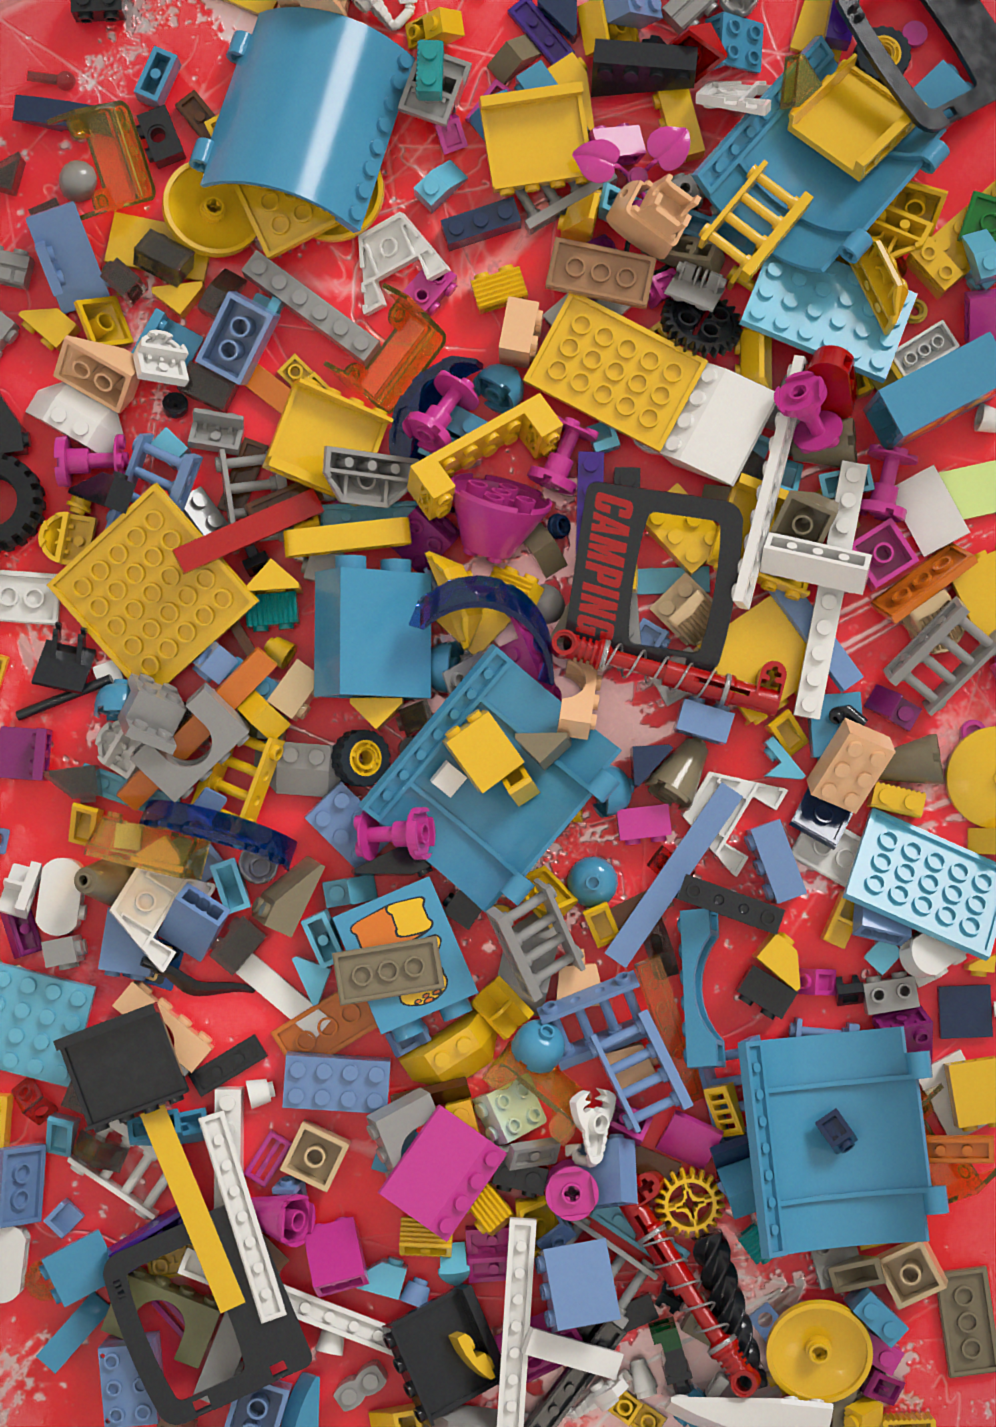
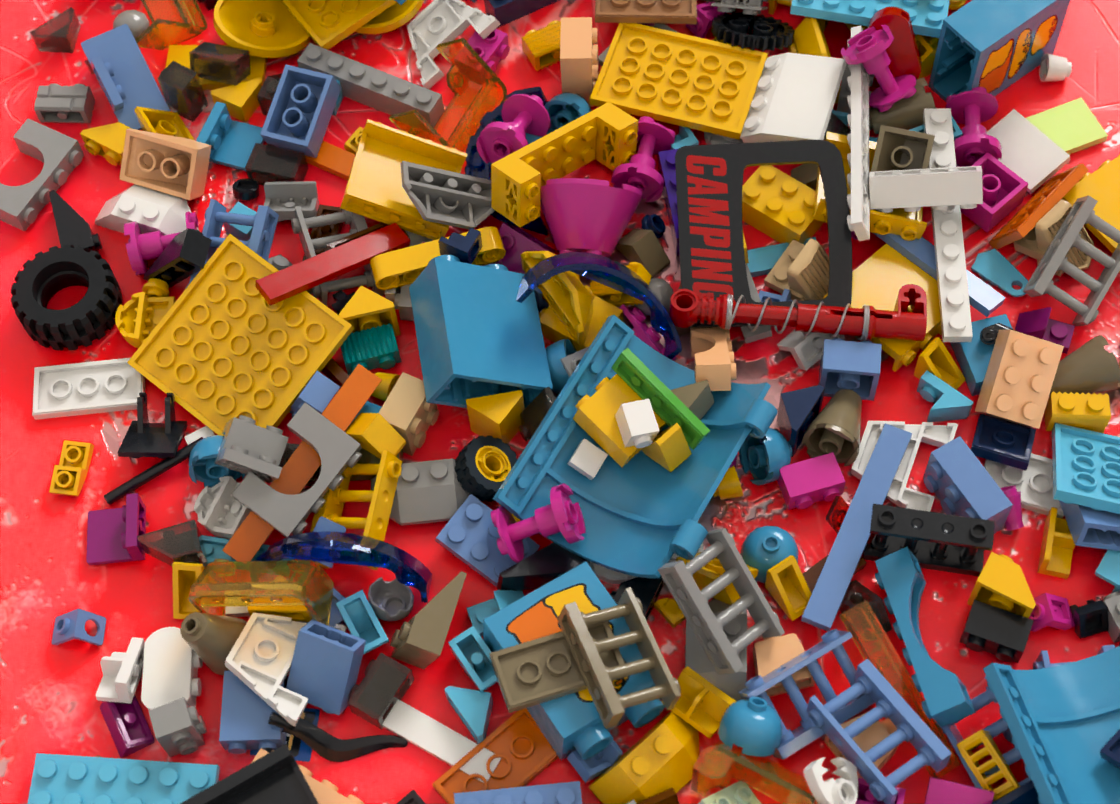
camera: 10 degrees left, 25 degrees down
(161, 359) = (224, 138): white slope -> none
(369, 539) = (462, 246): none -> panel
(419, 994) = (600, 677): none -> dark tan fence
(495, 769) = (637, 423): none -> white brick
(520, 746) = (662, 399): none -> bright green tile
(811, 876) = (1014, 519): none -> dark pink cone
(871, 637) = (999, 272): none -> medium azure piece

